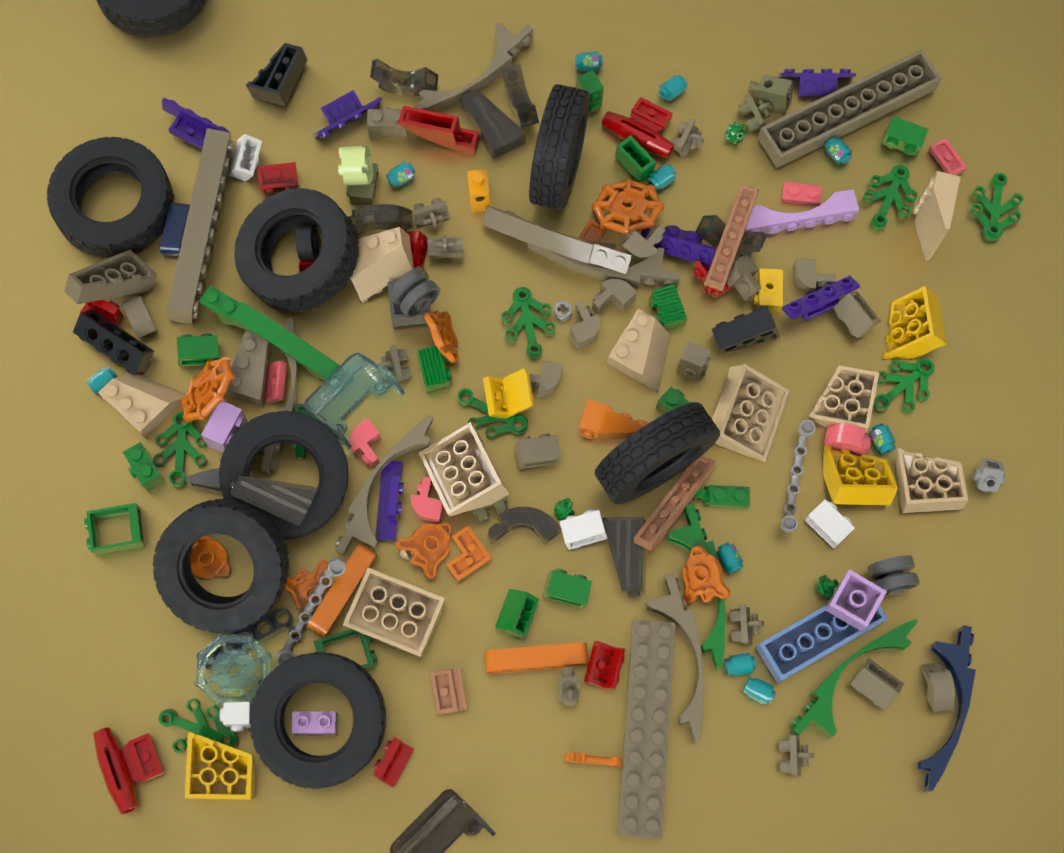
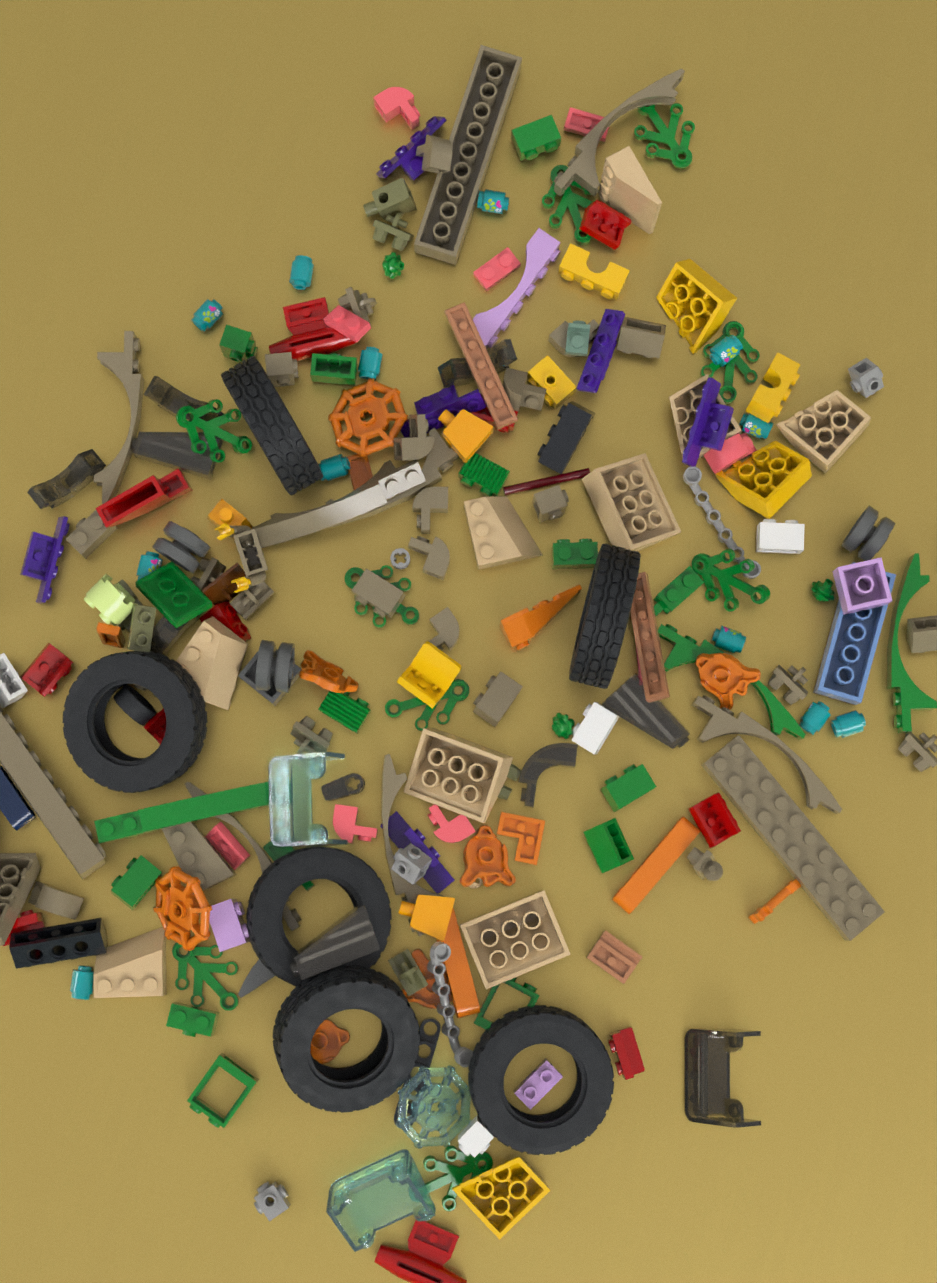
camera: 45 degrees left, 10 degrees up
(72, 627) = (271, 1208): none -> light grey brick
(136, 694) = (378, 1198): none -> clear light blue windscreen
(304, 566) = (408, 972): none -> olive hips
(336, 188) = (111, 635): none -> orange tile
(355, 541) = (429, 914): none -> light orange torso
(357, 197) = (141, 628): none -> olive bracket
(376, 497) = (411, 863): none -> light grey brick
(382, 413) = (340, 787): none -> clear smoke piece
(398, 198) = (173, 594): none -> green tile
(433, 176) = (182, 545): none -> dark grey wheel
(436, 223) = (222, 589): none -> reddish brown piece
(470, 215) = (250, 554): none -> dark tan torso
(520, 123) = (211, 429): none -> green plant
(526, 315) = (378, 594): none -> dark tan brick
(575, 217) = (334, 467): none -> teal brick
(601, 129) = (281, 369): none -> dark tan brick
(670, 138) = (347, 323): none -> coral plate
(680, 267) = (464, 432): none -> light orange torso
(713, 353) = (543, 482): none -> dark red bar
(766, 515) = (726, 578): none -> green plant
(812, 275) = (577, 338): none -> sand green bracket
(827, 85) = (435, 154): none -> dark tan brick
(834, 41) = (395, 102): none -> coral brick
(848, 403) = (709, 425): none -> dark purple bracket
(867, 263) = (607, 282): none -> yellow arch
(900, 224) = (604, 224): none -> red bracket
(904, 427) = (767, 400): none -> yellow arch
(906, 372) = (725, 350): none -> teal brick
(918, 176) = (583, 168): none -> dark tan slope

